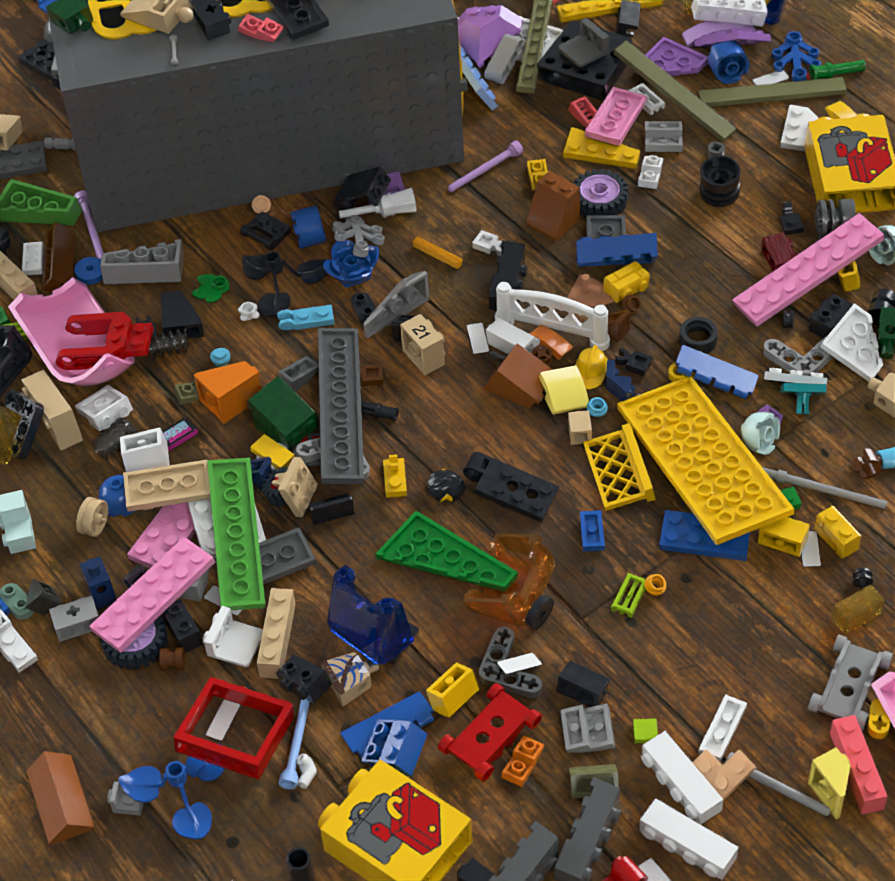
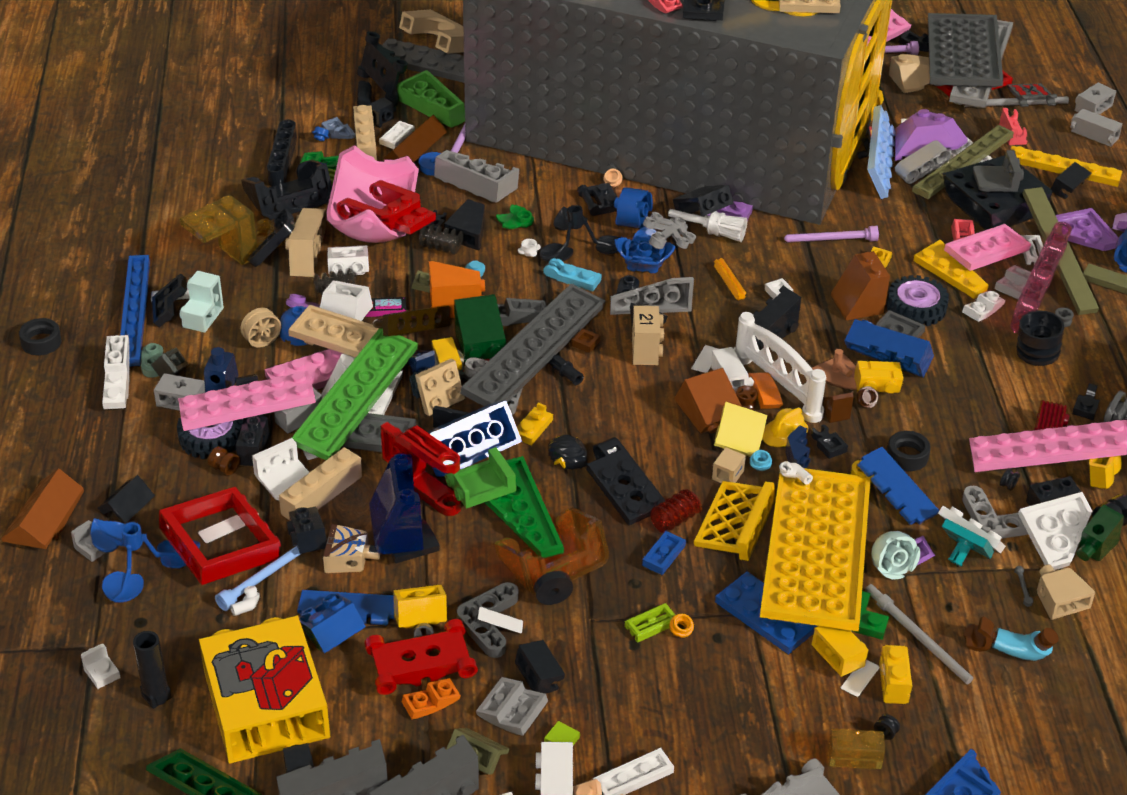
camera: 30 degrees right, 10 degrees down
(100, 474) = (299, 300): none -> medium lavender plate
(120, 742) = (127, 499): none -> black panel
(228, 439) = (429, 315): none -> dark brown piece
(337, 551) = (424, 450): none -> red plate
(366, 520) = (477, 433): none -> brick
(406, 551) = (483, 480): none -> bright green panel
(474, 707) = (418, 631): none -> dark grey hinge
(573, 489) = (675, 510): none -> clear red piece
(635, 402) = (794, 470): none -> white arm
(681, 125) = (1042, 273): none -> clear pink beam
(874, 414) = (1028, 601): none -> dark grey hinge

